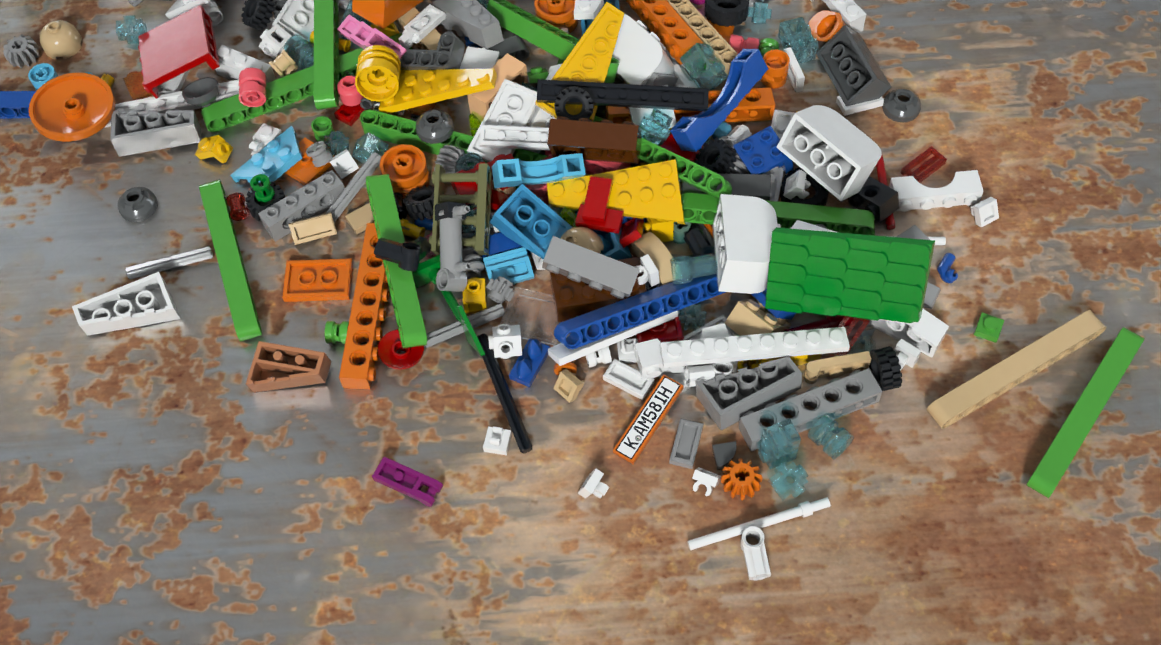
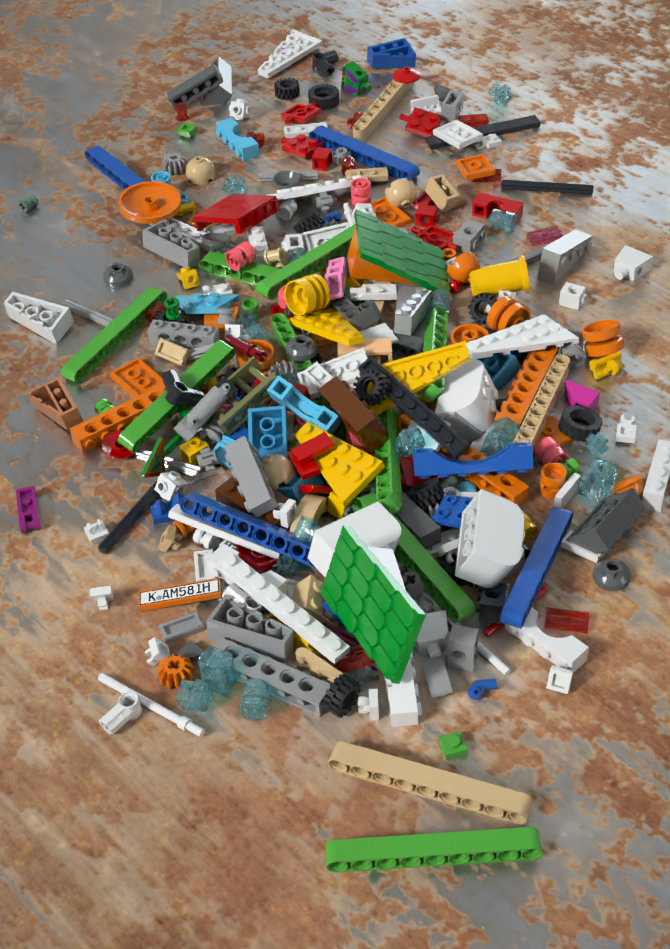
camera: 50 degrees right, 15 degrees down
(403, 164) = (249, 349): none -> dark red pin
(891, 166) = (536, 568): none -> blue beam

